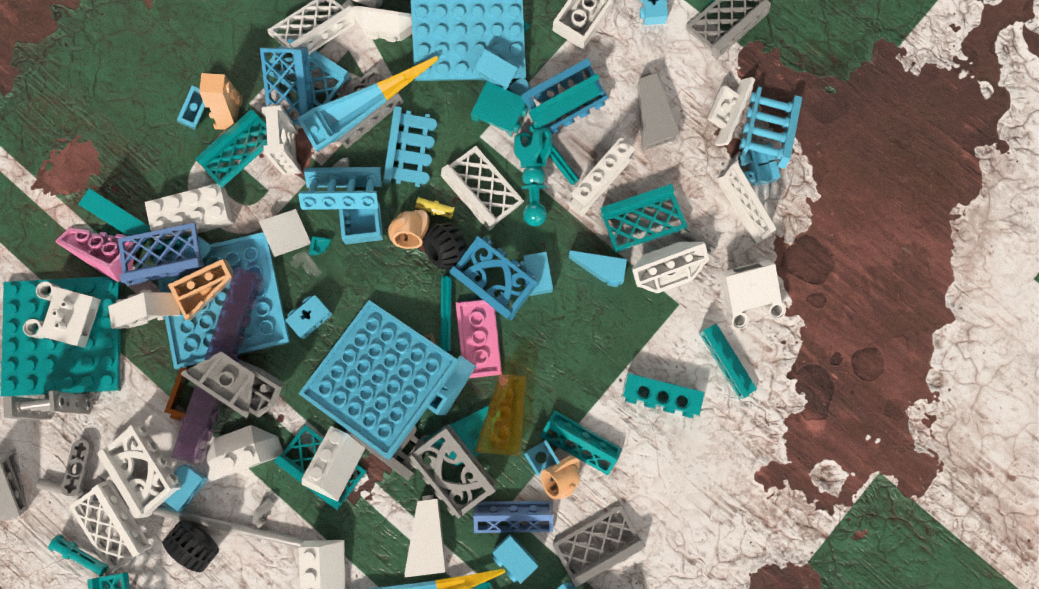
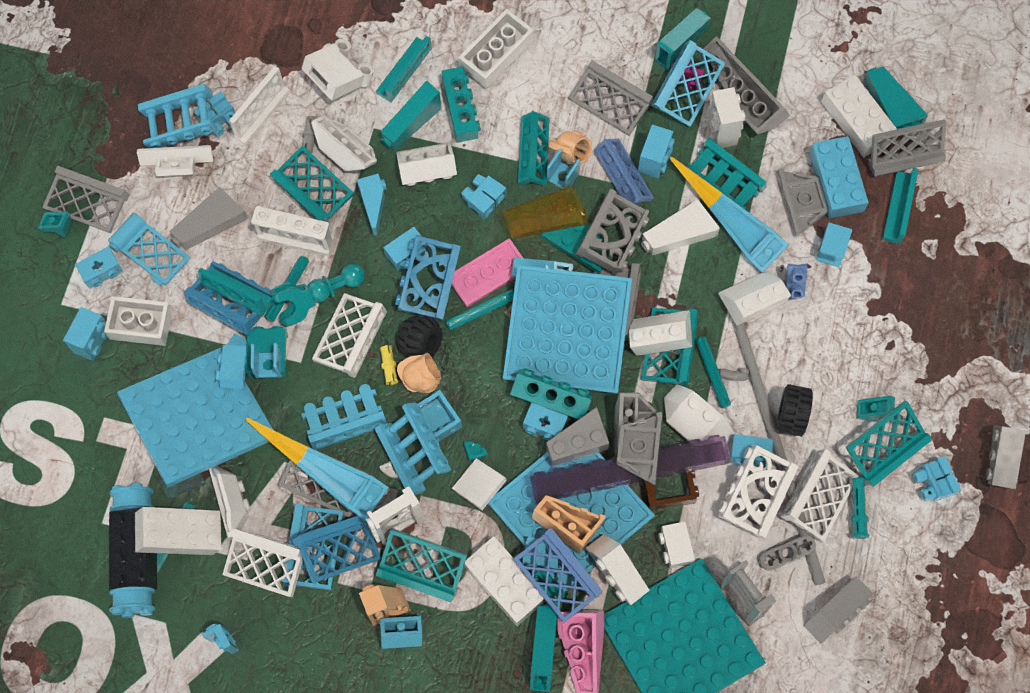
camera: 115 degrees left, 10 degrees down
(68, 316) = (661, 632): white piece -> none
(139, 375) = (676, 544): none -> white brick
(270, 334) = (578, 440): none -> light grey wedge
(275, 494) = (713, 372): none -> teal axle
(309, 264) = (498, 446): clear bracket -> none
(327, 333) = (558, 403): none -> teal brick
(485, 89) = (258, 360): none -> medium azure piece
(551, 363) = (486, 196): none -> medium azure hips
(615, 333) = (426, 164): none -> white slope
(669, 340) = (412, 116): none -> teal slope
(675, 45) = (128, 236): none -> medium azure piece
(705, 459) = (496, 48): none -> white brick

